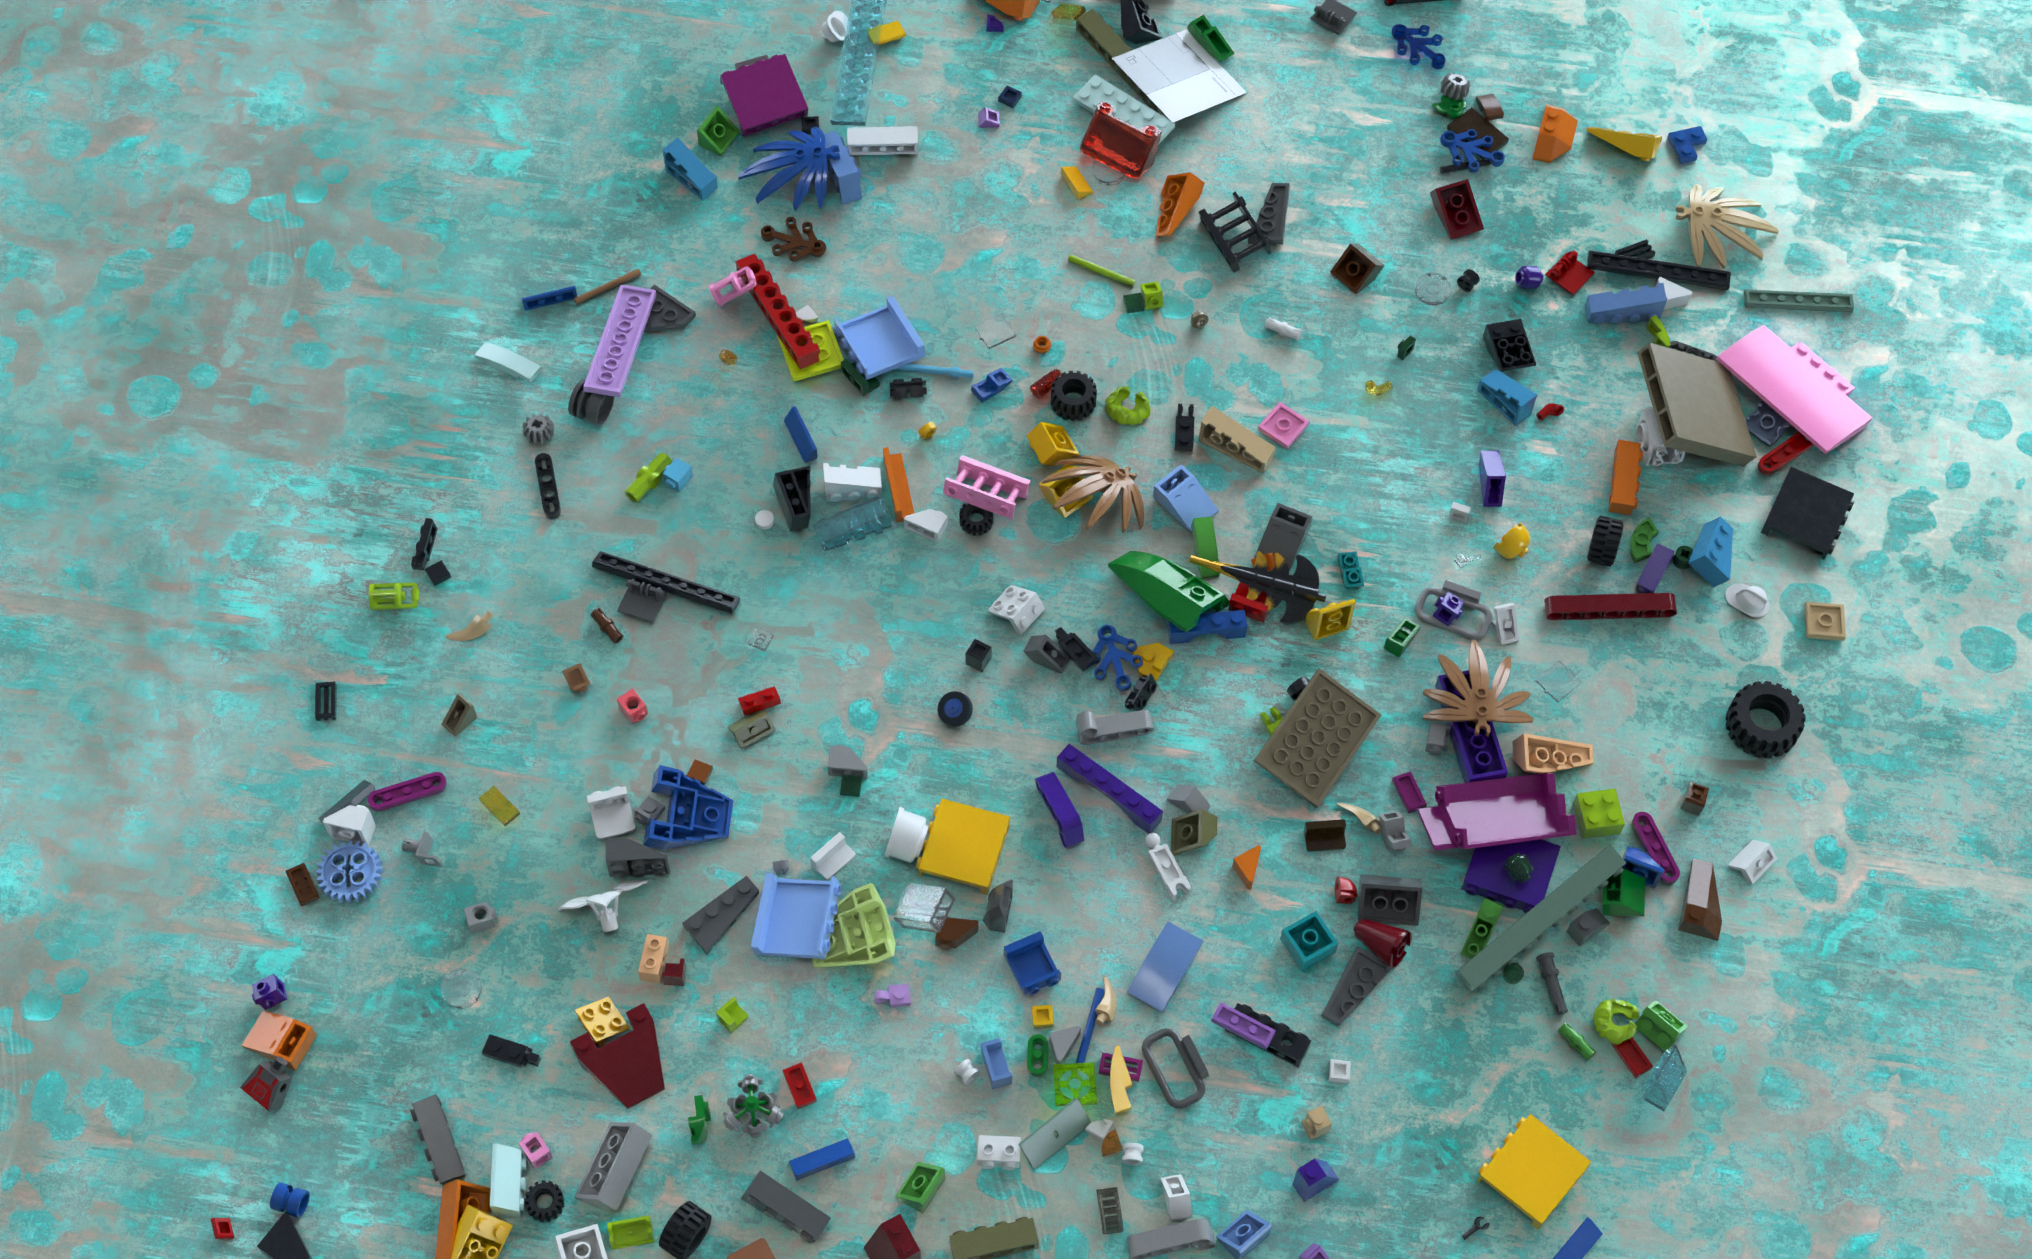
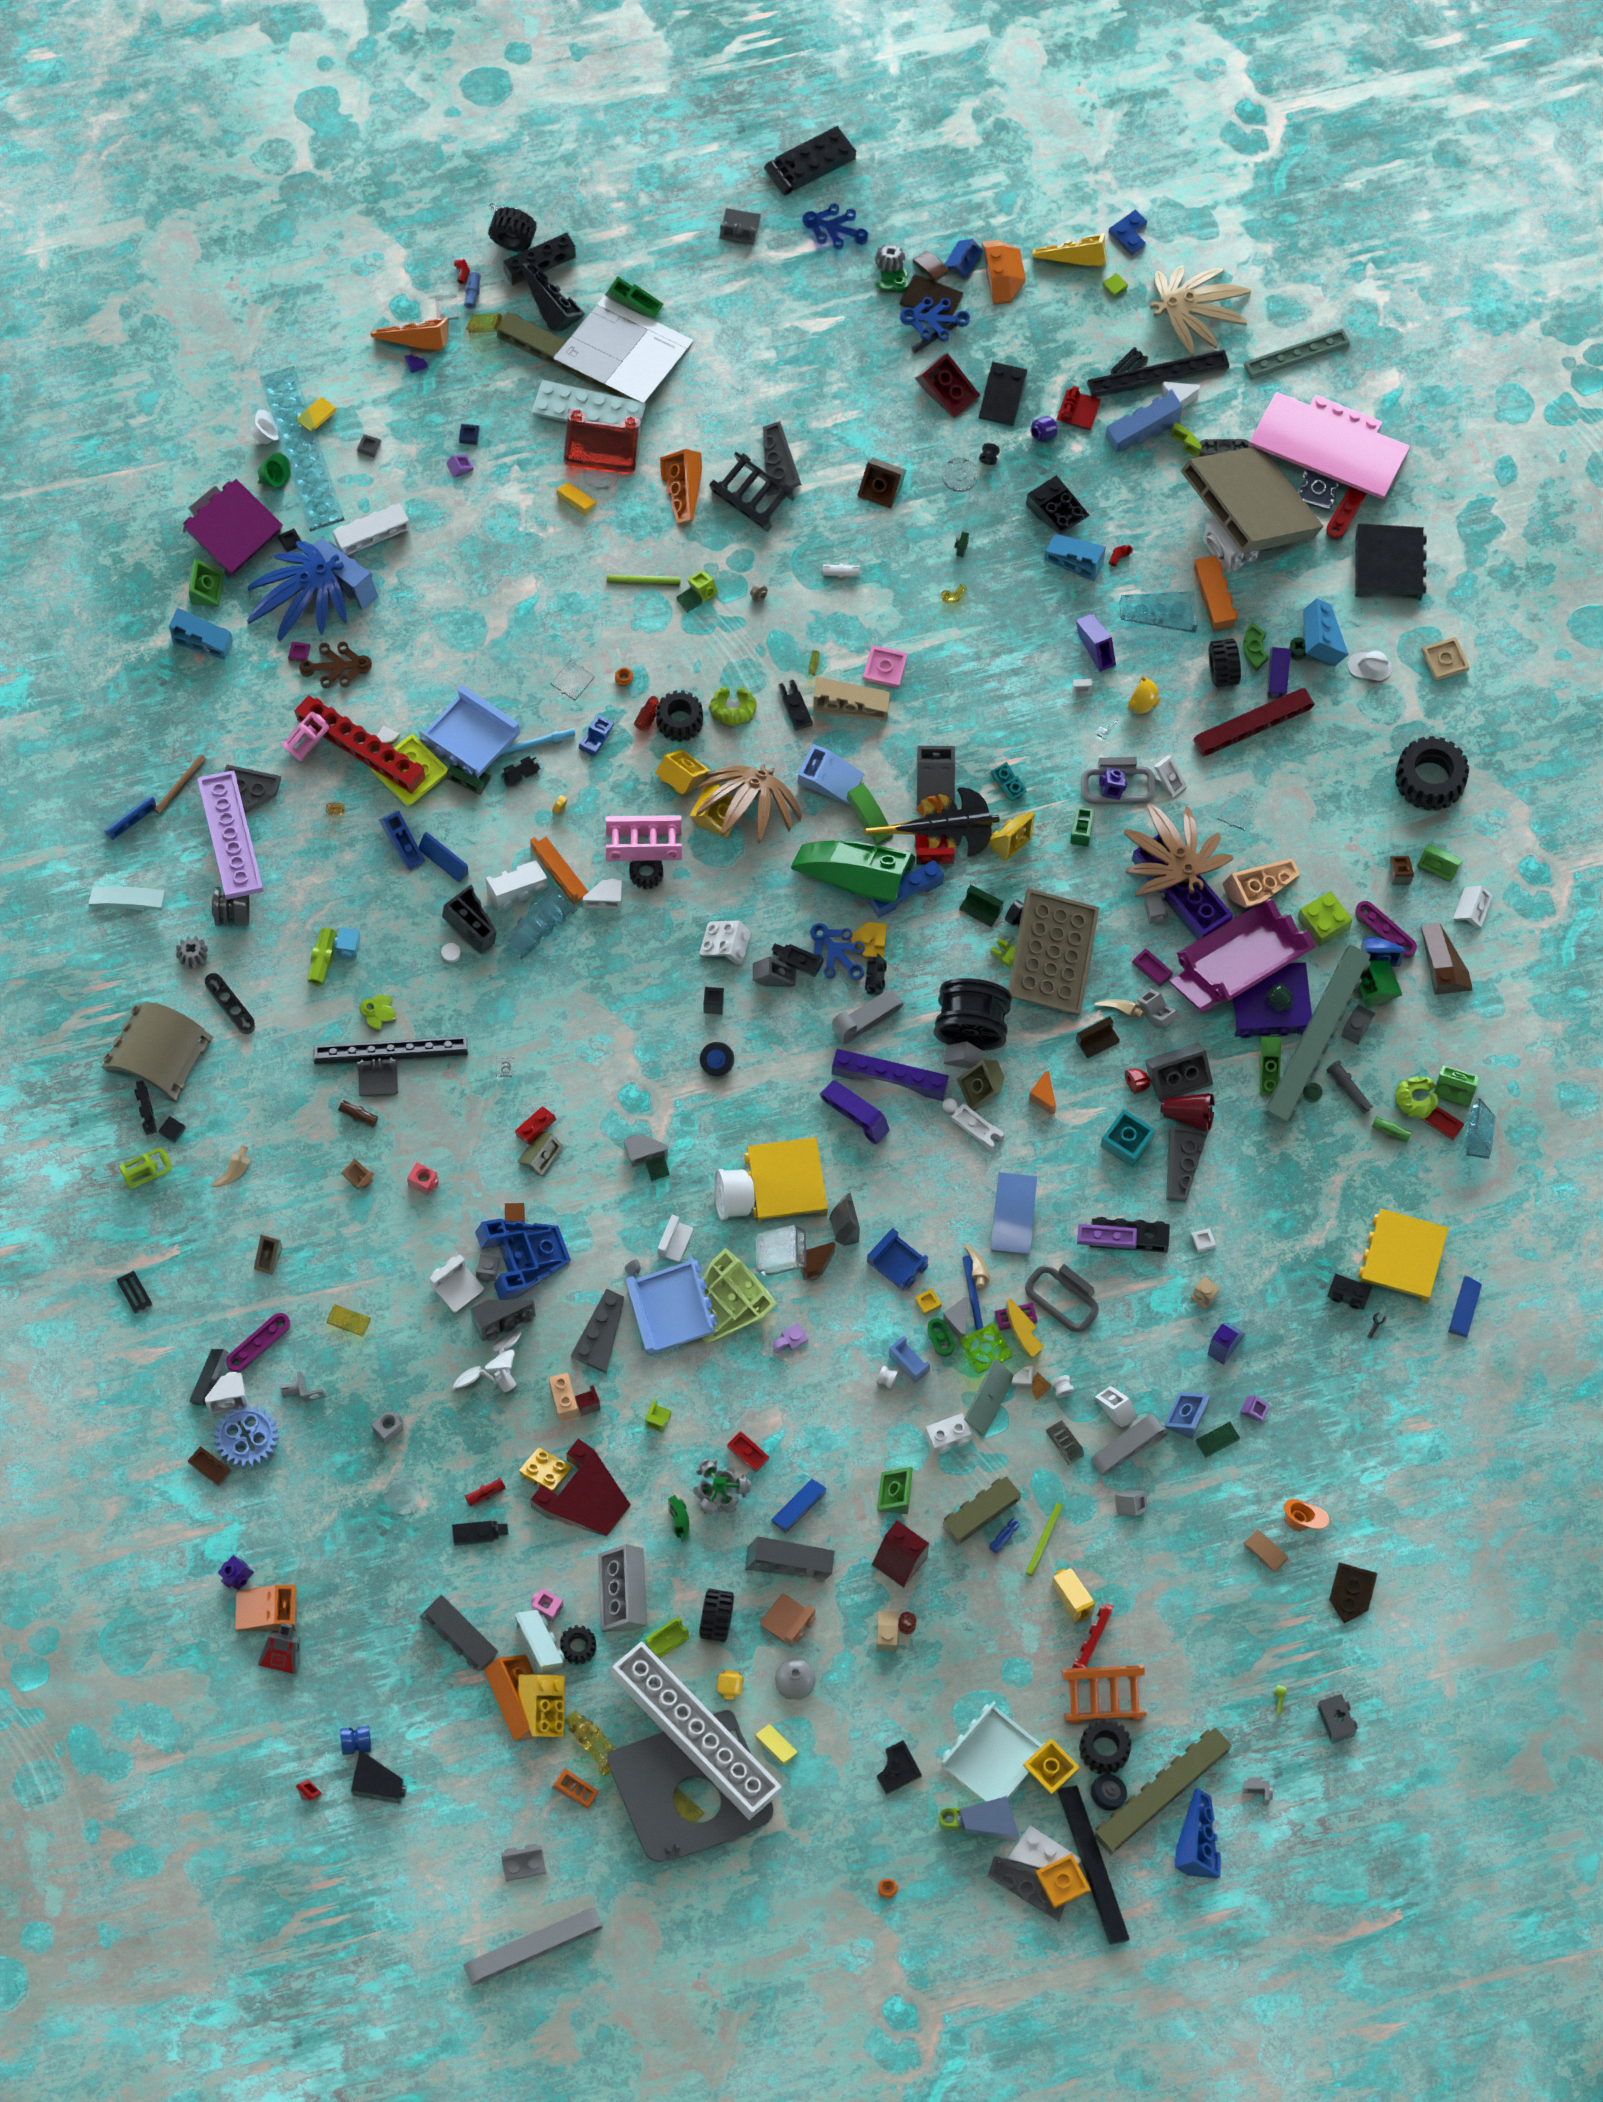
camera: 25 degrees left, 5 degrees up
(463, 498) = (158, 1047): none -> dark tan hinge
(535, 1017) = (485, 1492): none -> red pin
(675, 545) = (380, 1011): none -> lime plate
(768, 217) = (299, 651): none -> magenta tile
(772, 405) = (402, 839): none -> blue slope
(825, 63) = (274, 471): none -> green piece
(918, 74) = (368, 445): none -> dark grey tile
(1211, 761) = (973, 1013): none -> black wheel
(1219, 397) = (814, 661): none -> clear yellow tile
(1271, 670) = (981, 906): none -> dark green panel
(1462, 1183) = (1349, 1292): none -> black bracket
(1505, 234) = (1003, 393): none -> black slope
(1524, 110) = (964, 257): none -> blue panel
(1569, 473) = (1163, 610): none -> clear light blue wedge
(1653, 182) = (1115, 285): none -> lime tile
(1737, 806) = (1439, 862): none -> bright green panel

